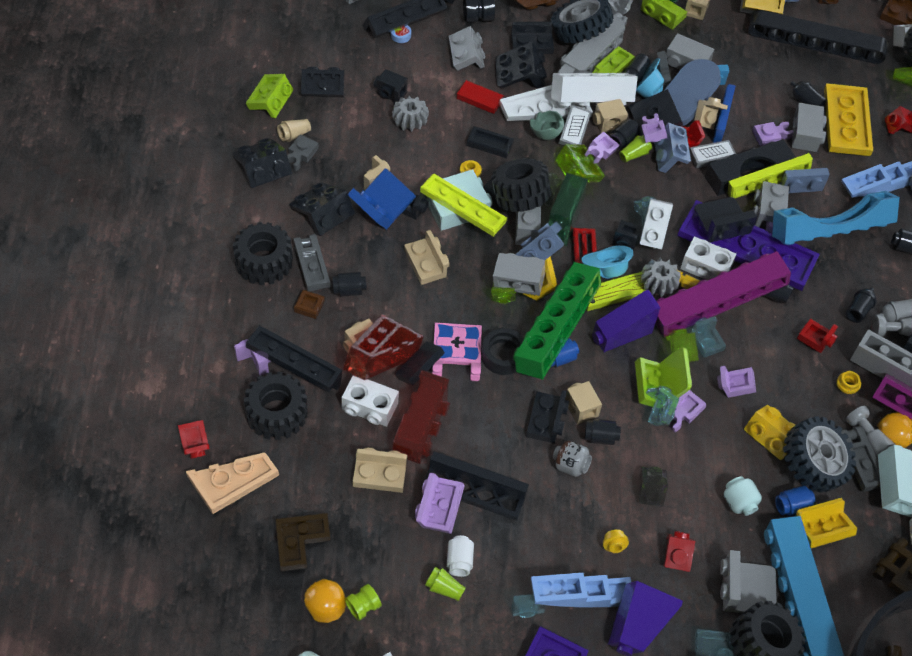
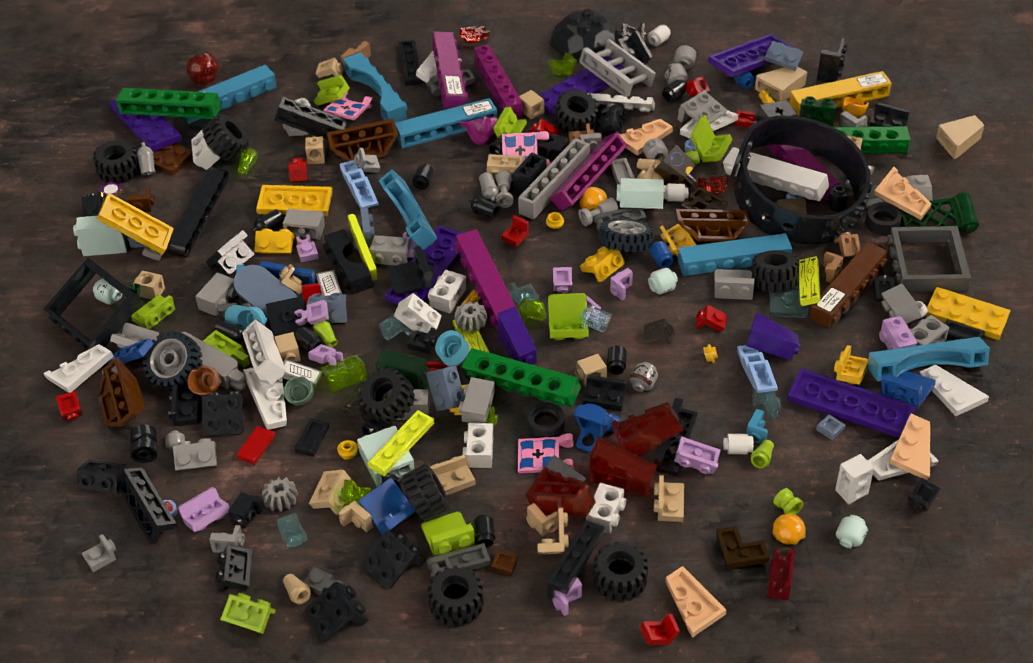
camera: 85 degrees left, 10 degrees down
(255, 581) = (781, 575): none -> dark red hinge
(321, 341) = (549, 546): none -> tan bracket
(347, 252) = (448, 534): none -> lime bracket
(354, 78) = (220, 540): none -> light grey bracket
(361, 125) = (291, 530): none -> clear light blue bracket
(383, 209) = (425, 492): none -> black tyre
(394, 56) = (203, 510): none -> lavender bracket
(402, 168) = (352, 492): none -> clear neon green bracket
(412, 157) = (328, 491): none -> tan bracket
(466, 438) = (647, 430): none -> clear red wedge
(467, 287) = (479, 445): none -> white brick
(489, 579) = (756, 427): none -> dark azure bracket
(490, 36) = (173, 438): none -> light grey piece
(494, 395) = (593, 421): none -> blue piece
(556, 45) = (203, 380): none -> dark orange hair
(737, 445) = (620, 282): none -> lavender bracket
(749, 64) = (231, 254): none -> bracket
(776, 102) = (274, 242): none -> yellow bracket
(849, 562) = (713, 224): none -> reddish brown wedge

